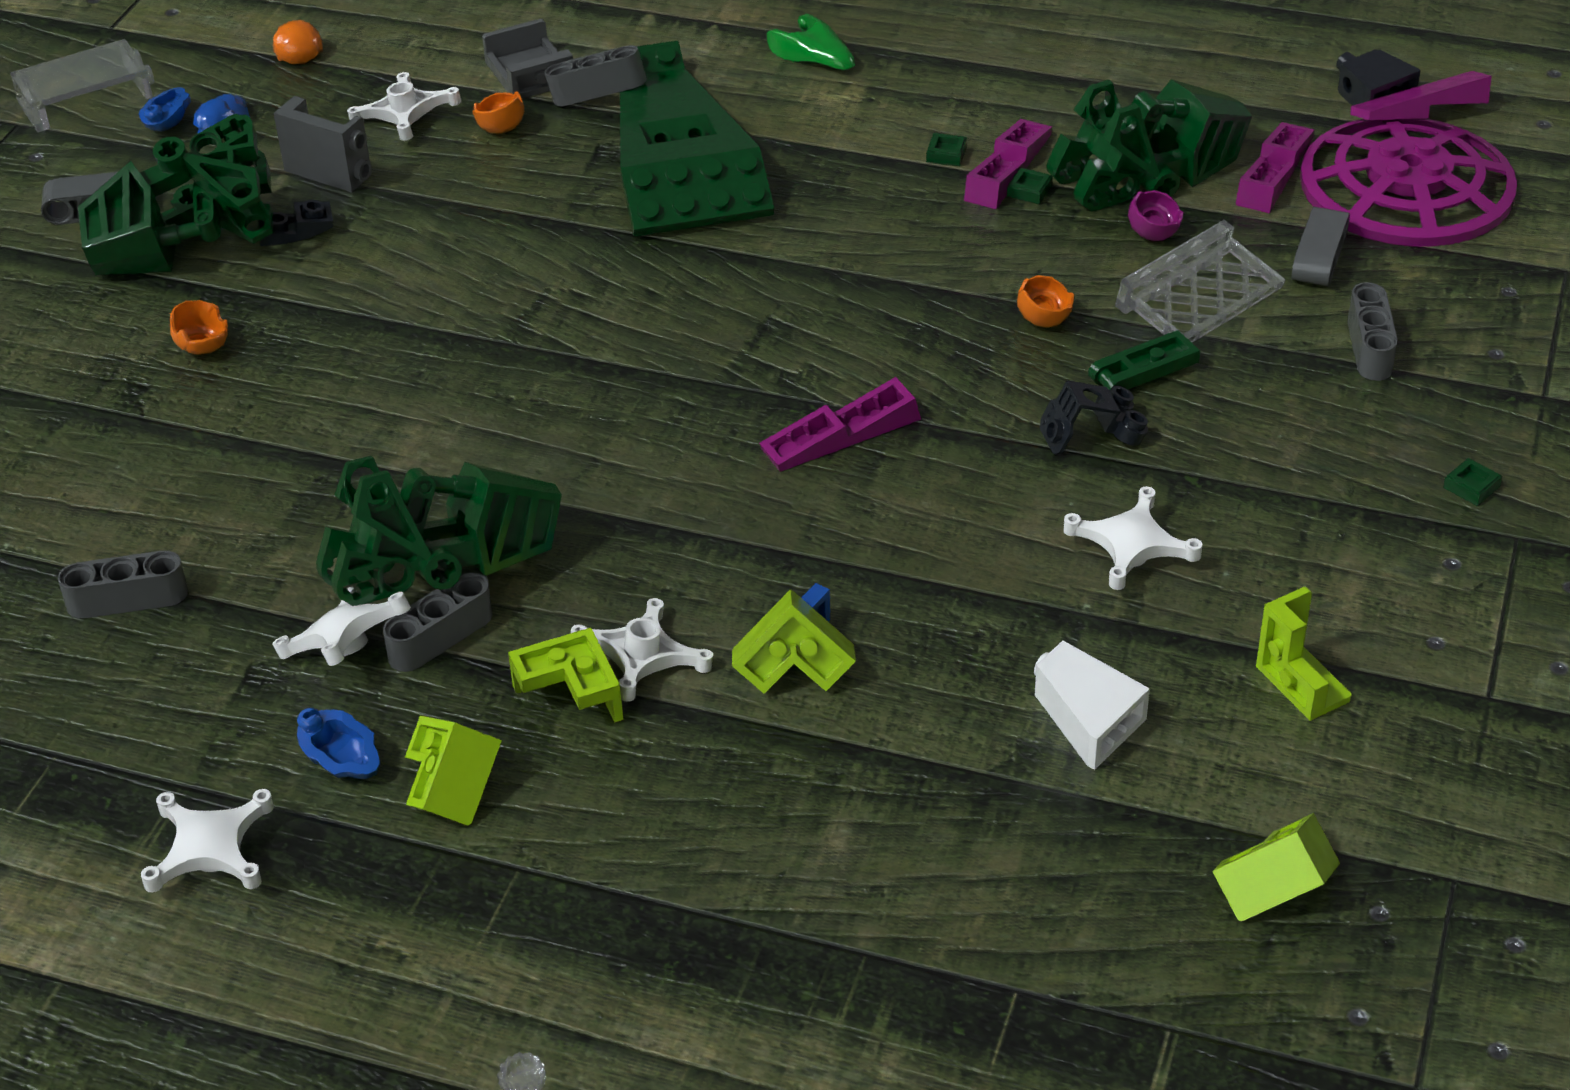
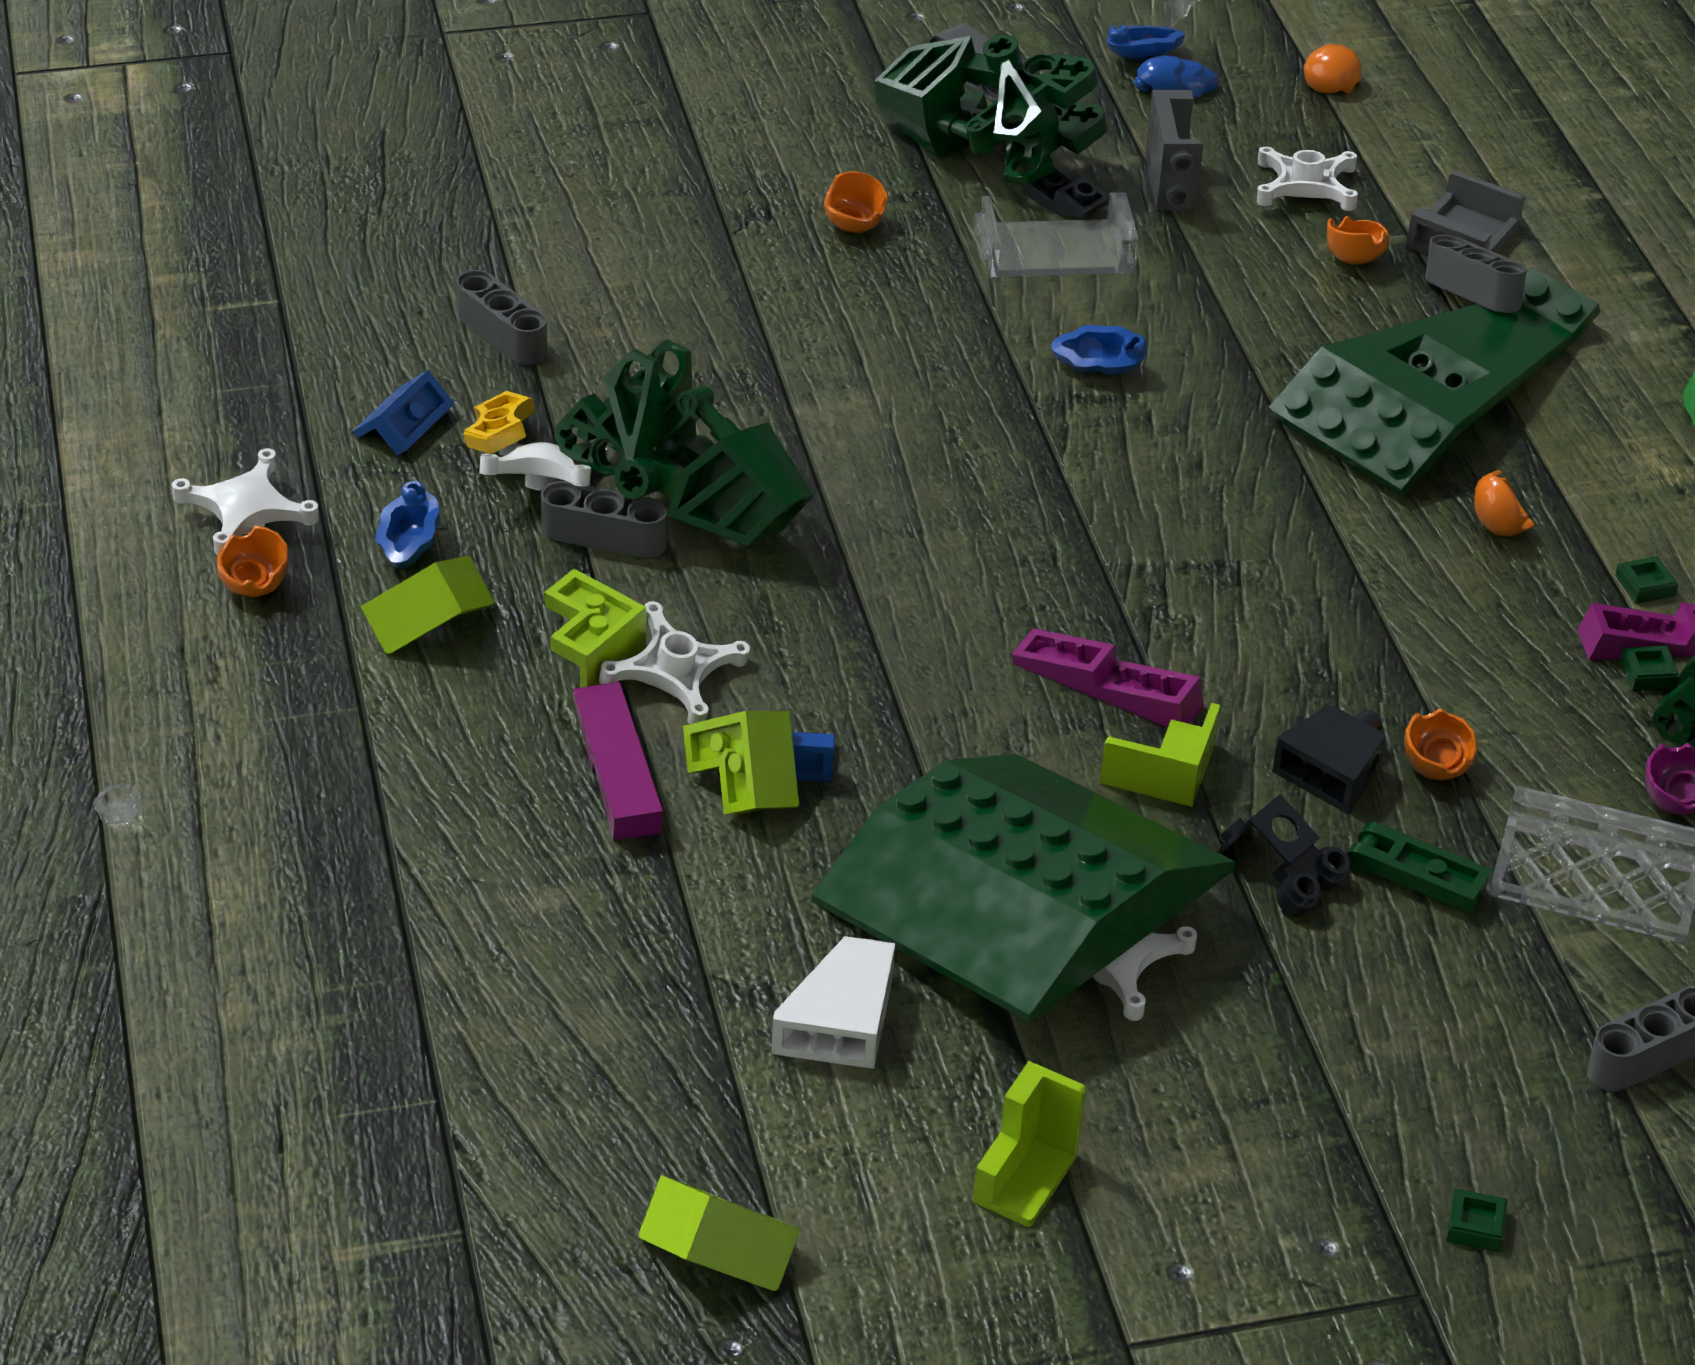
camera: 55 degrees right, 0 degrees up
(177, 691) = (408, 412): none -> blue panel
(266, 639) = (499, 422): none -> yellow tile
(296, 861) = (253, 562): none -> orange hair
(350, 250) = (1059, 246): none -> clear panel
(496, 278) = (1100, 349): none -> blue arm
(707, 720) = (618, 761): none -> magenta slope
(836, 171) = (1499, 507): none -> orange hair
(960, 429) = (1166, 772): none -> lime panel
(1016, 353) = (1332, 755): none -> black torso
(1039, 554) = (1014, 878): none -> dark green slope

